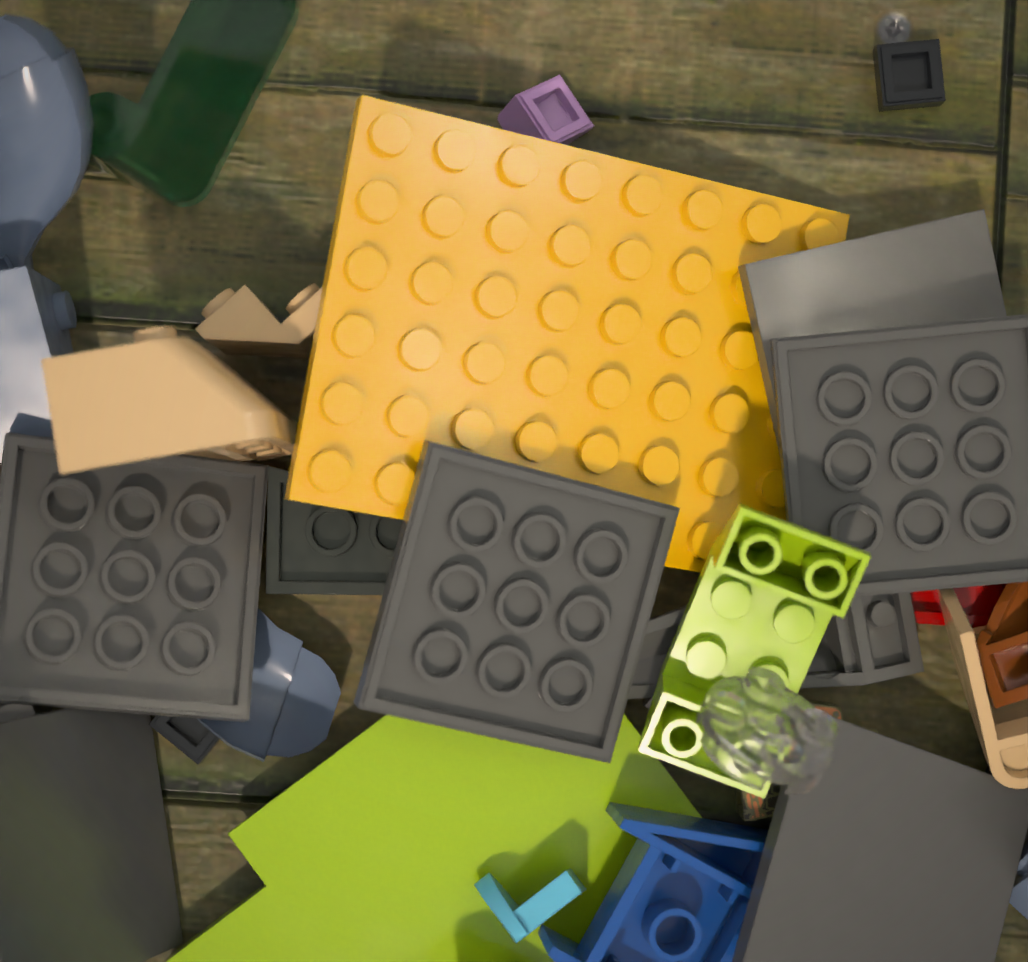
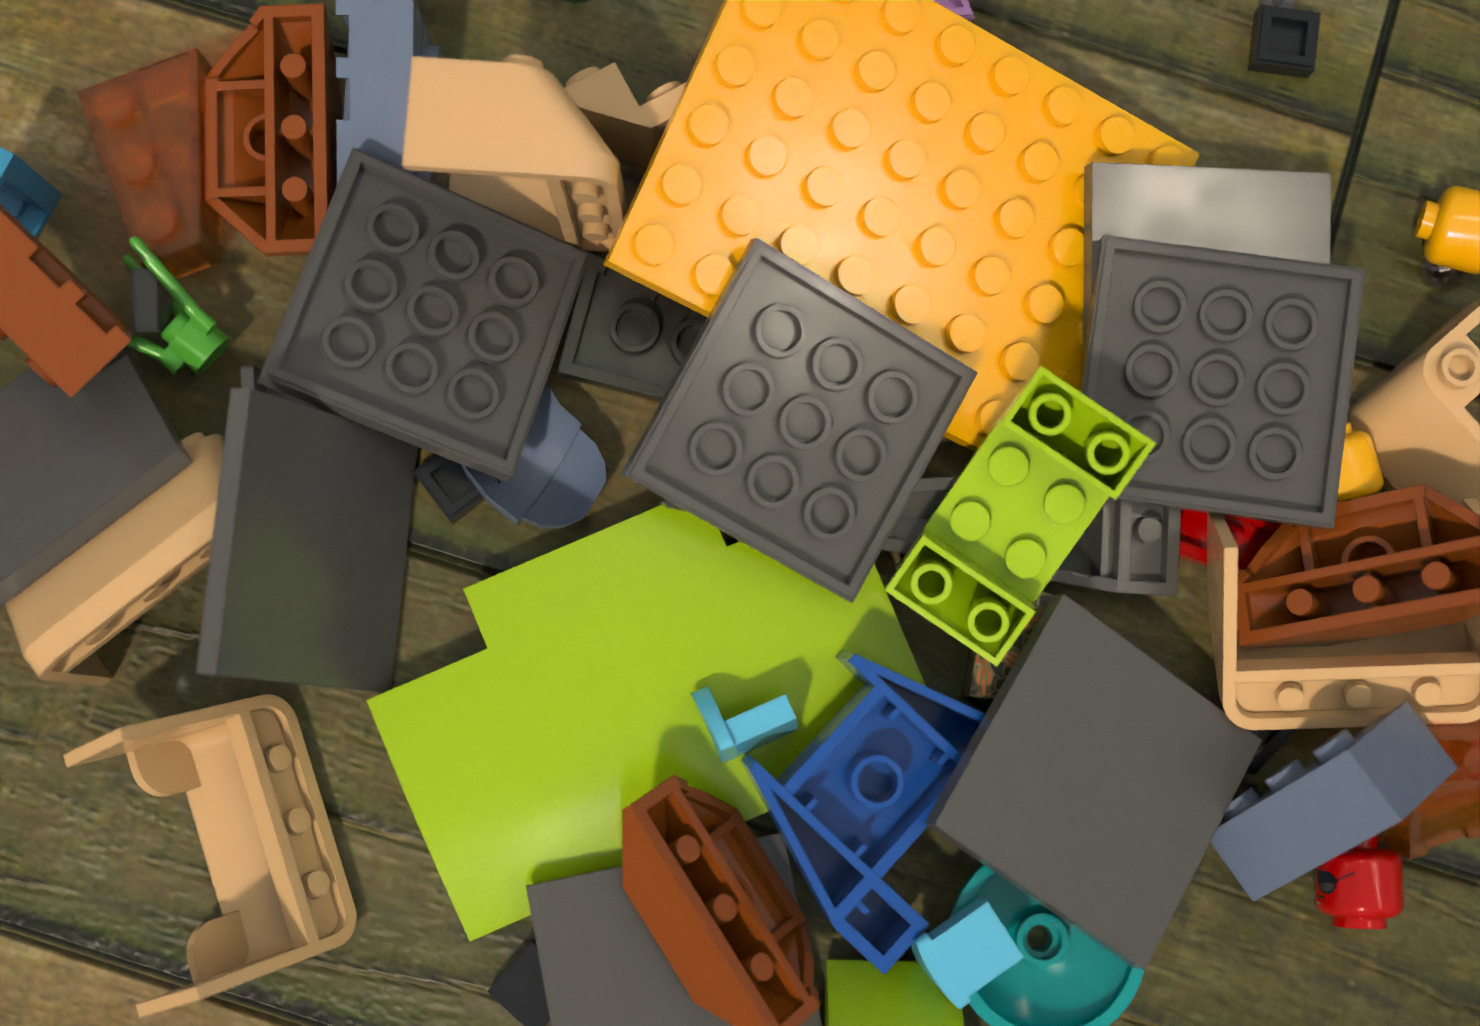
camera: 10 degrees right, 5 degrees down
(797, 737) = (1011, 589): clear plate -> none

